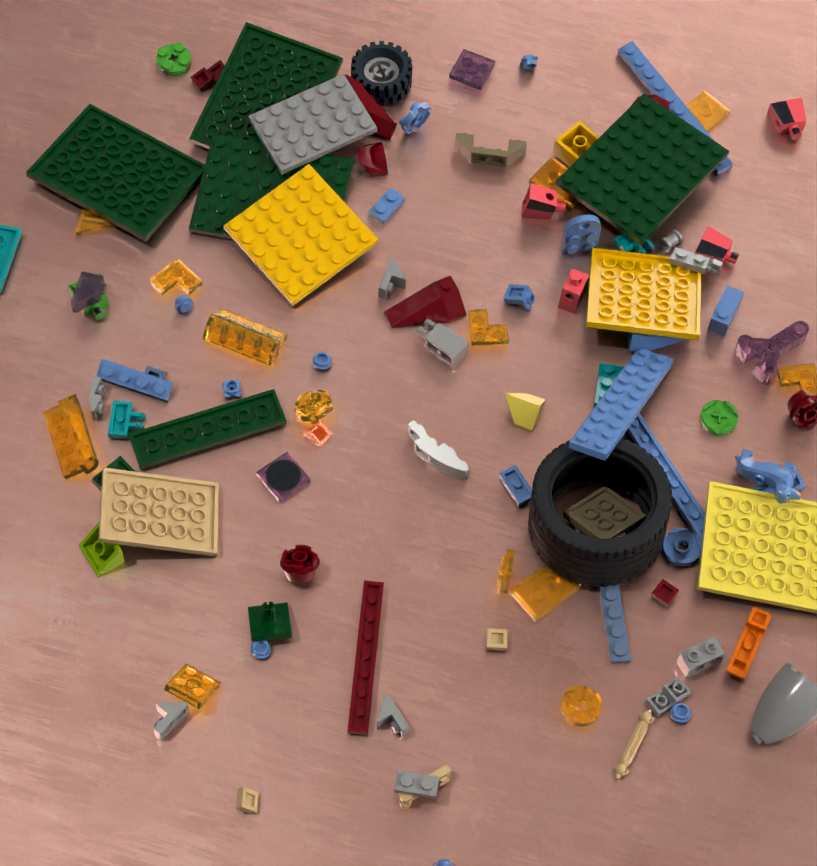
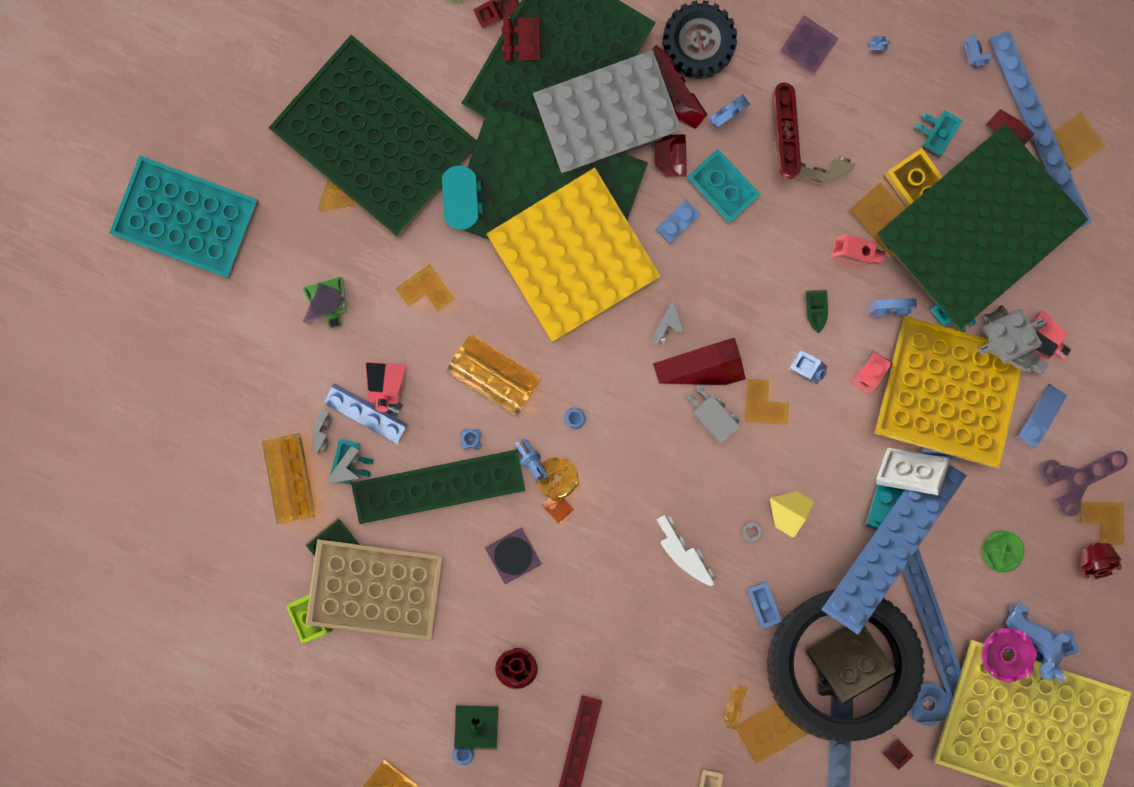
camera: 10 degrees right, 25 degrees up
(120, 420) = (341, 472): none -> light grey slope
(149, 350) = (385, 383): none -> coral torso
(183, 304) = (430, 324): medium blue plate -> none
(198, 200) = (461, 197): none -> teal brick
(239, 82) = (528, 38): none -> dark red plate
(287, 394) = (531, 459): none -> medium blue arm
(420, 174) = (723, 186): none -> teal plate
(466, 124) = (786, 112): none -> dark red piece
(490, 426) = (753, 538): none -> light grey bush
(517, 252) = (817, 308): none -> dark green plate
(594, 114) = (941, 133): none -> teal hinge
(608, 59) = (974, 49): none -> medium blue bracket
(625, 356) = (913, 471): none -> white tile
(686, 244) = (1012, 336): none -> light grey plate
(752, 475) = (1023, 659): none -> dark pink plate

